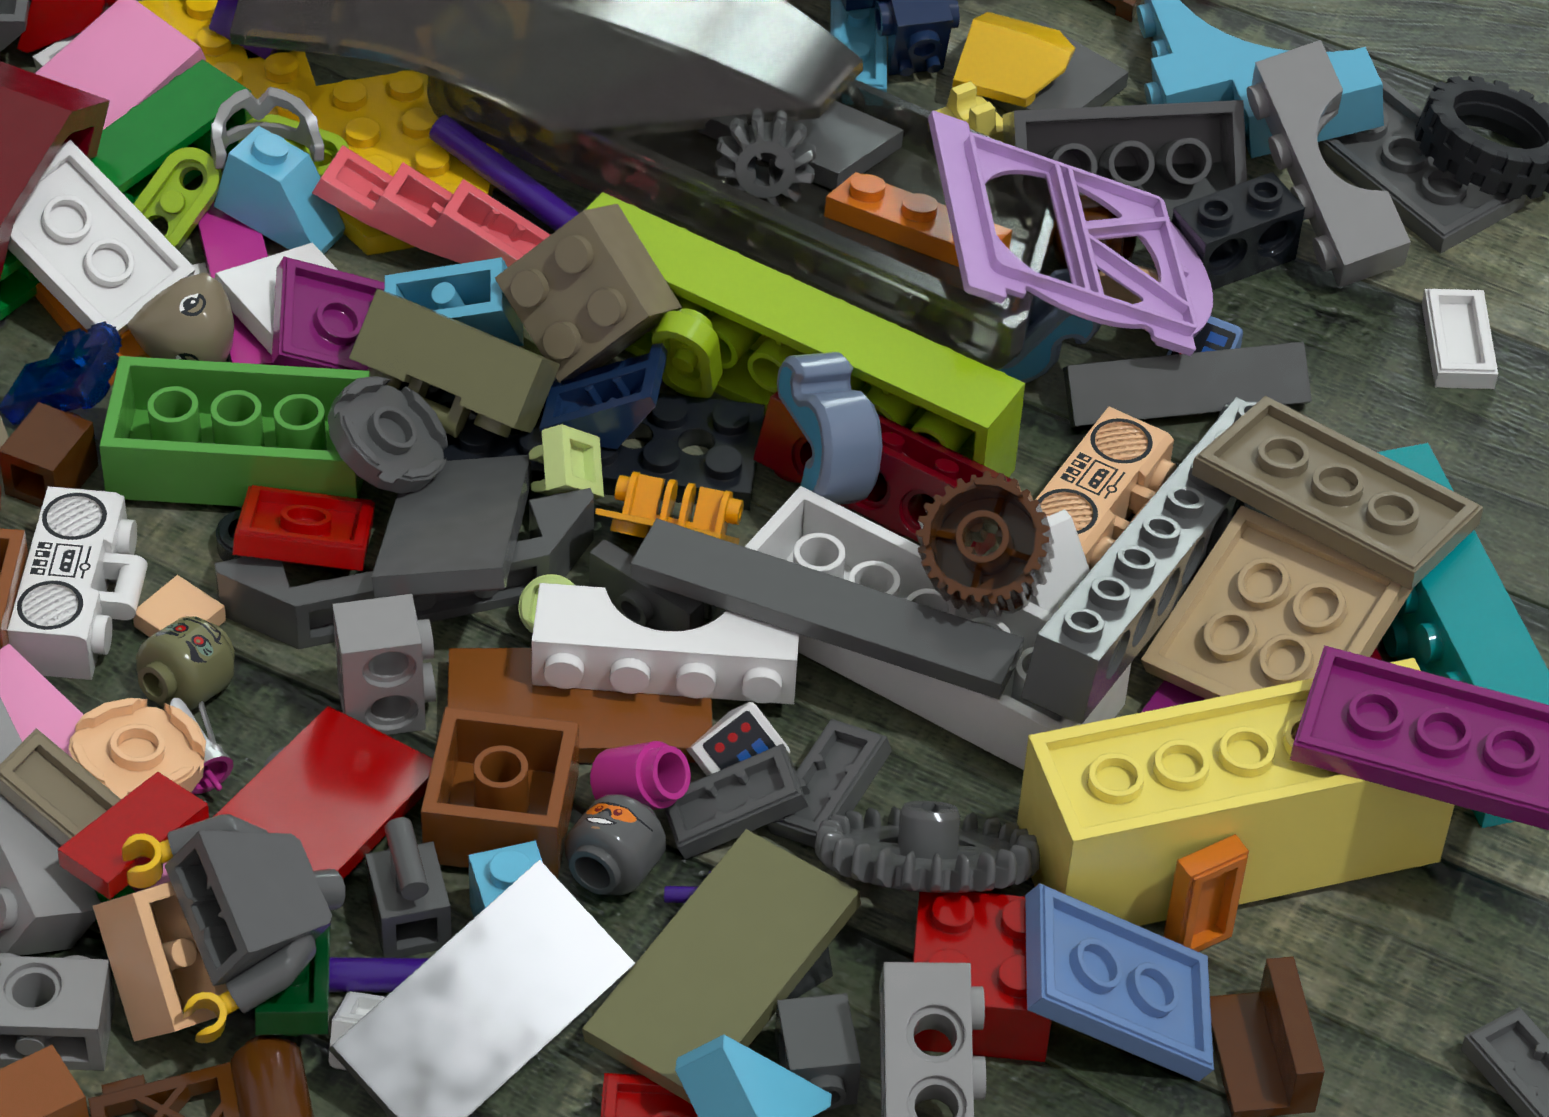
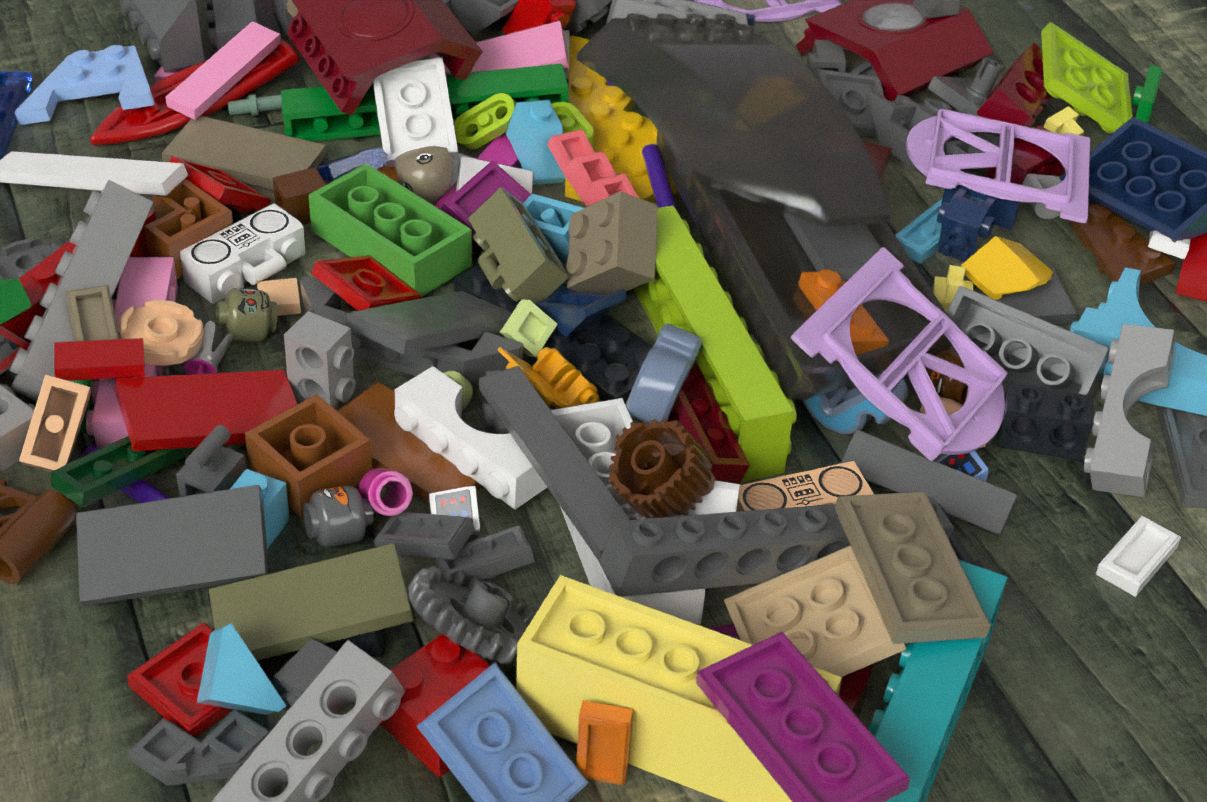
camera: 40 degrees right, 5 degrees down
(246, 903) = (92, 418): dark grey torso -> none
(306, 133) = (558, 93): light grey helmet -> none
(387, 435) = (445, 262): dark grey tile -> none
(693, 352) = (642, 308): lime plate -> none
(751, 141) = (779, 234): dark grey gear -> none

